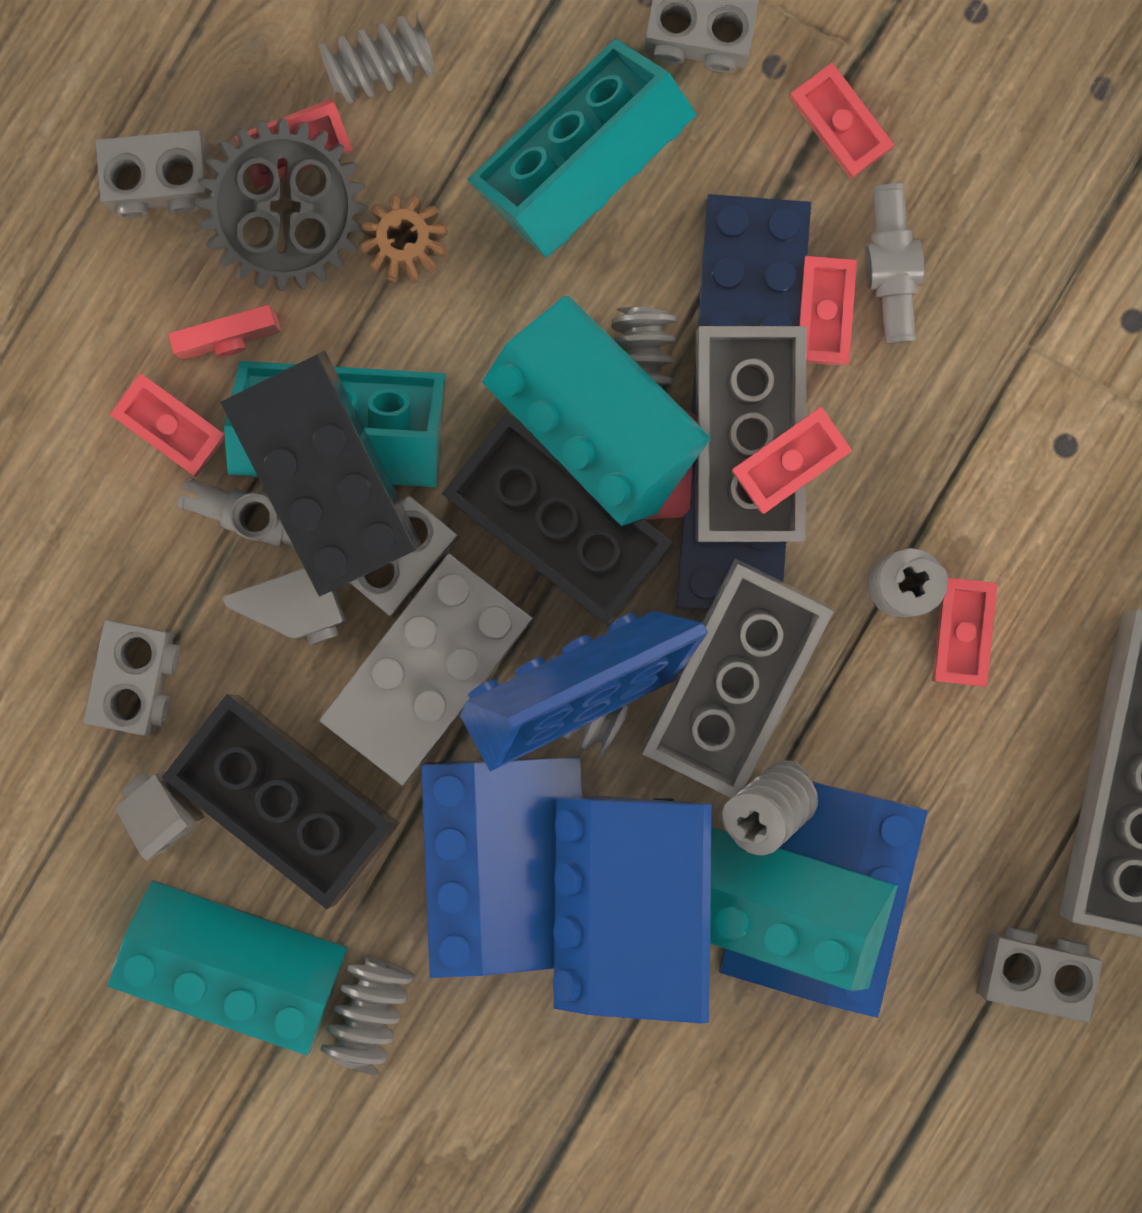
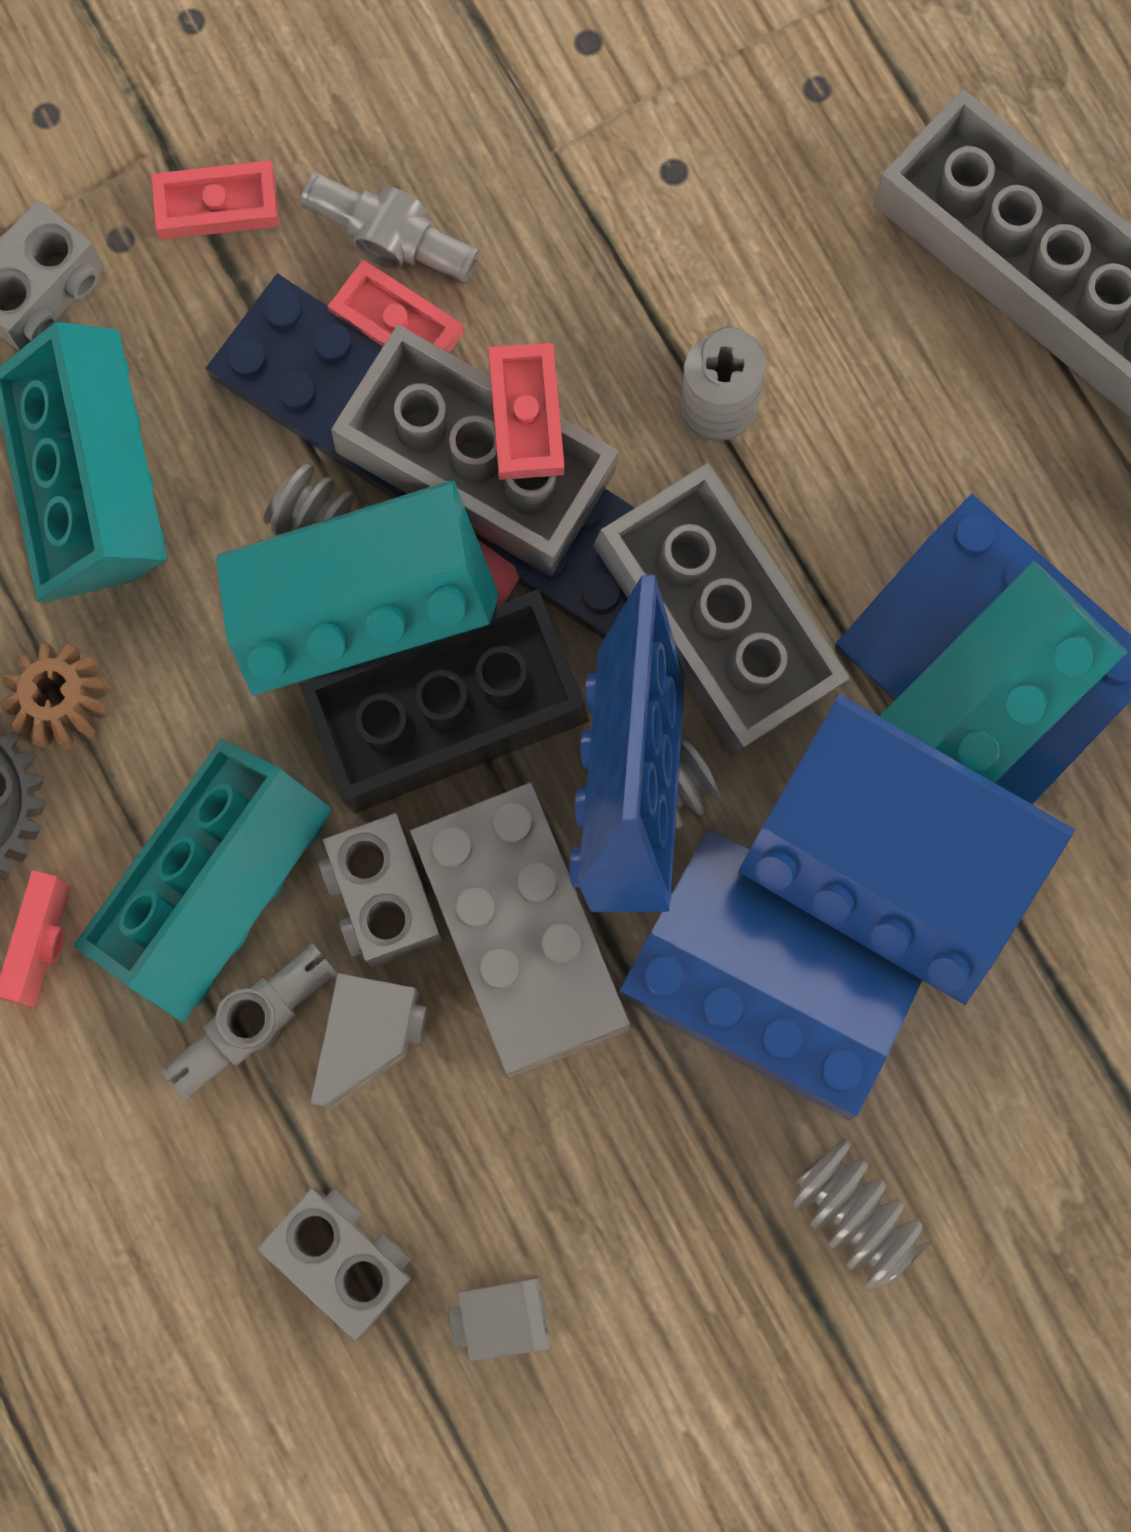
camera: 60 degrees left, 10 degrees down
(168, 425) = (92, 1060): coral plate -> none
(228, 967) = (719, 1342): teal slope -> none
(280, 800) = (567, 1171): black brick -> none
(321, 473) = (241, 903): black brick -> none
(770, 808) = (879, 646): light grey piece -> none
(965, 632) = (810, 366): coral plate -> none

